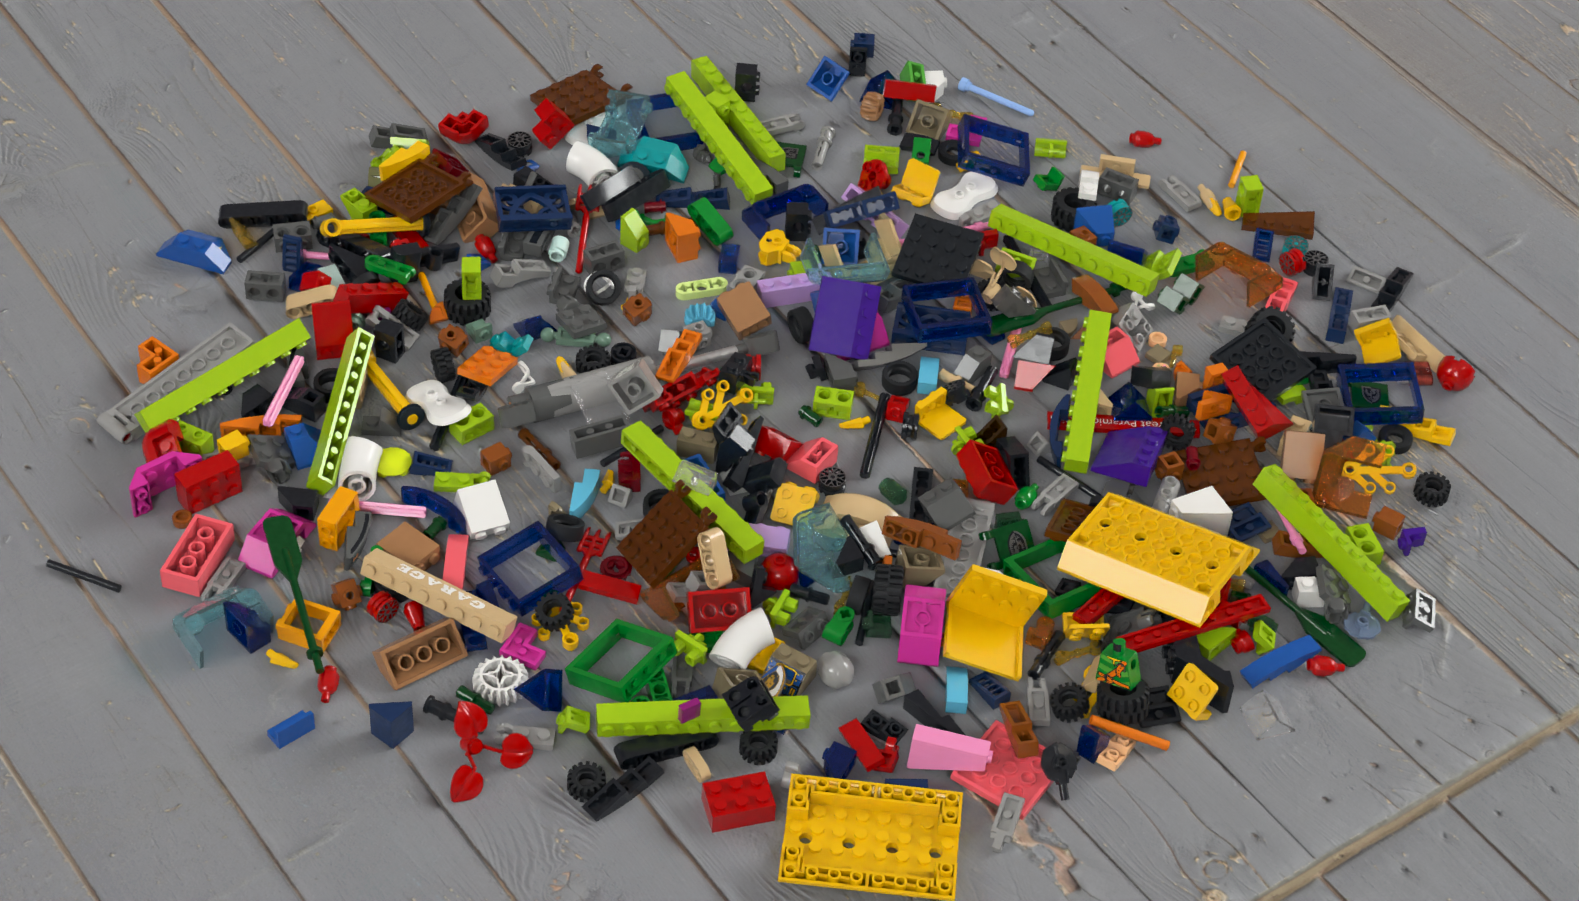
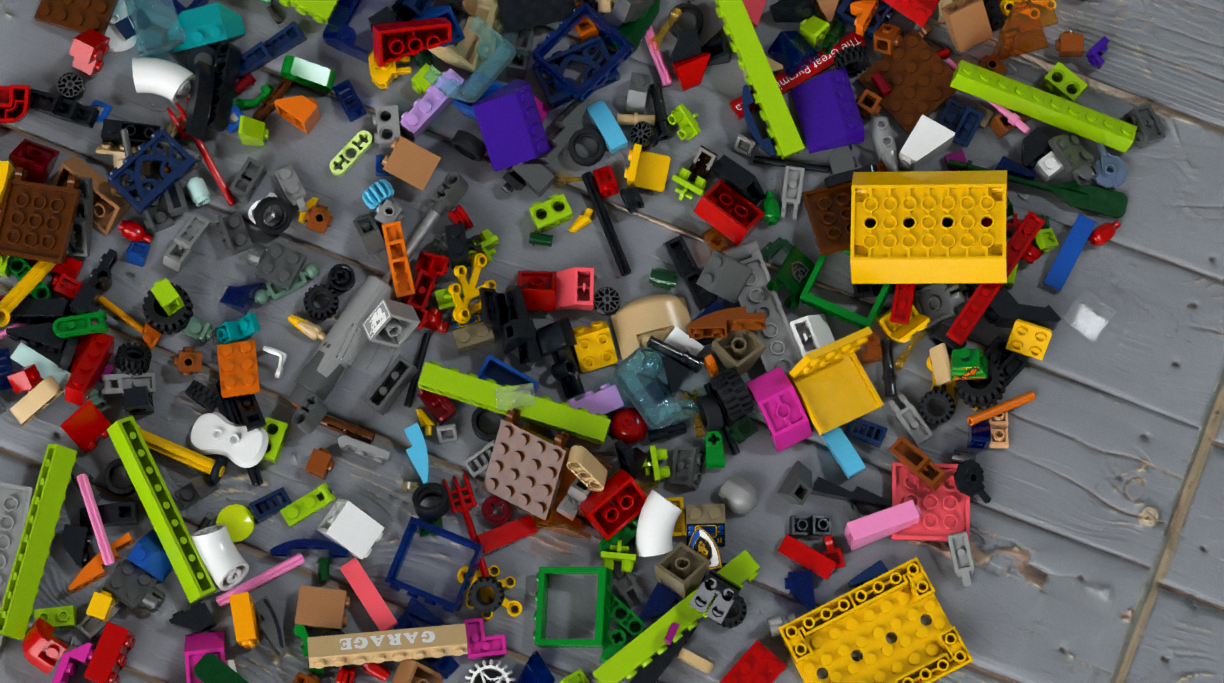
camera: 30 degrees left, 30 degrees up
(799, 224) = (405, 38): none -> red wedge

